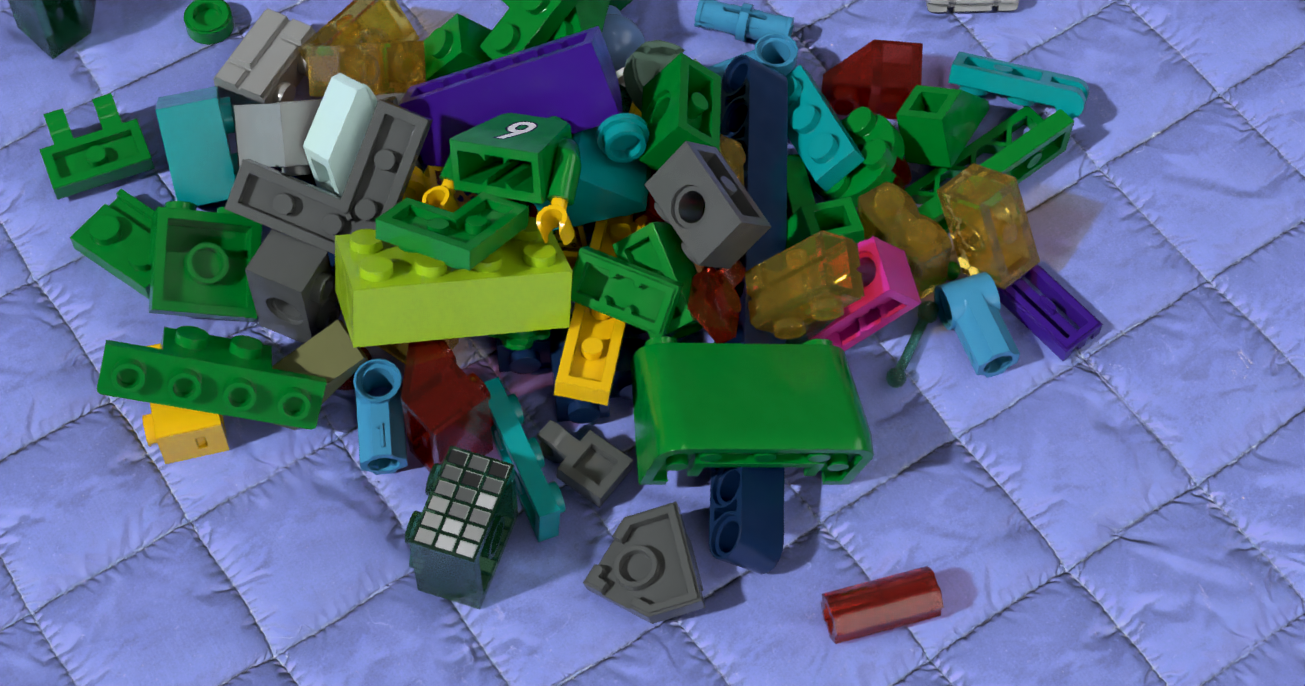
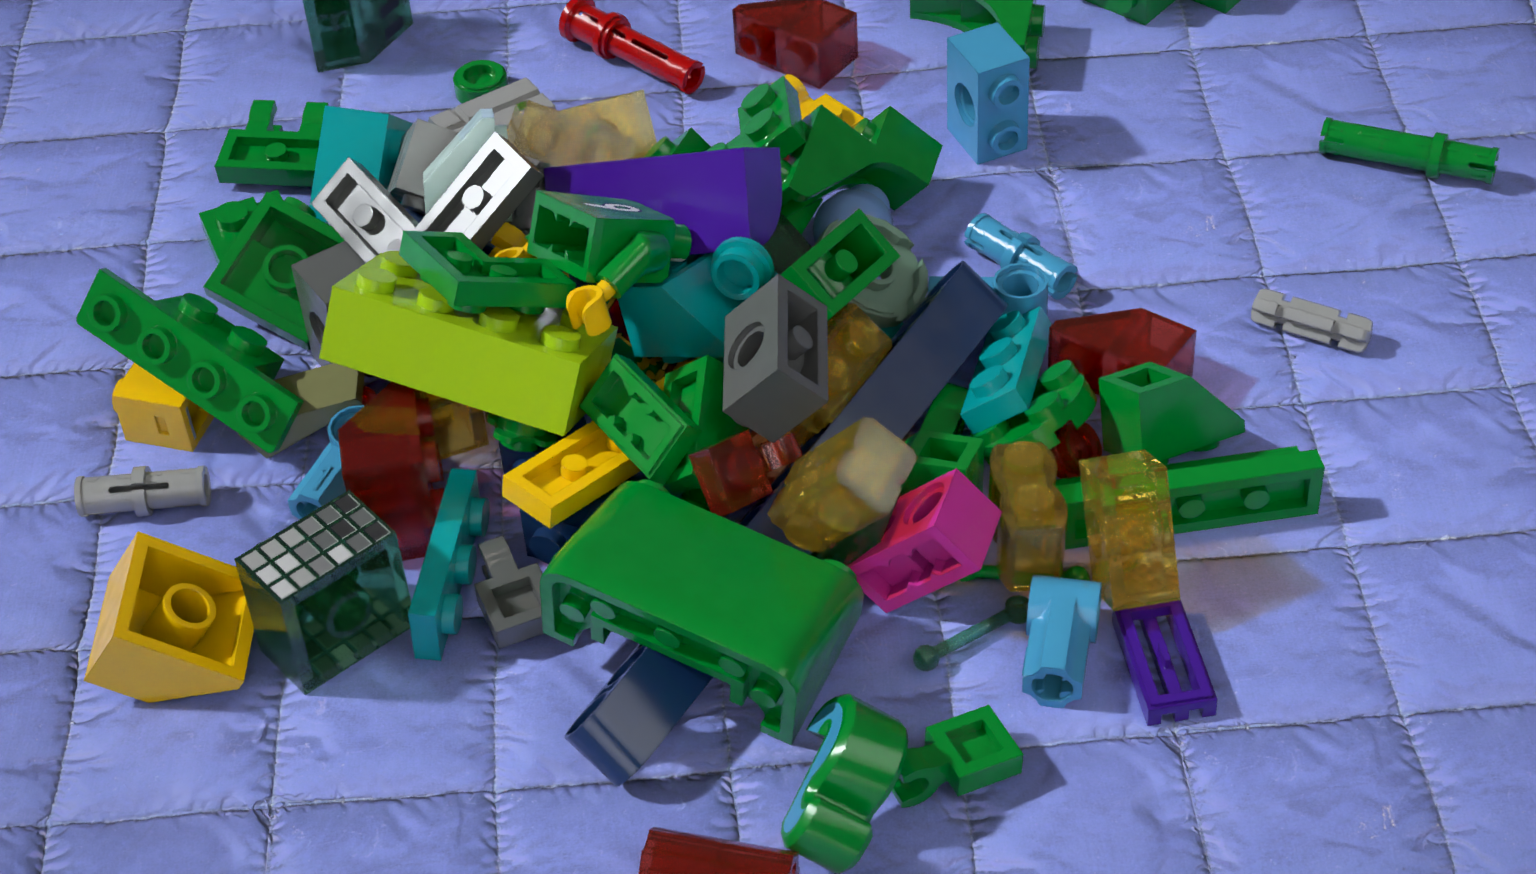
camera: 35 degrees right, 15 degrees down
(259, 484) = (142, 491): none -> light grey pin
(353, 605) = (170, 625): none -> yellow slope
(650, 567) = (504, 723): dark grey plate -> none
(931, 499) = (845, 783): none -> green animal
(974, 439) = (964, 751): none -> green plate
(1019, 83) = (1299, 419): teal plate -> none

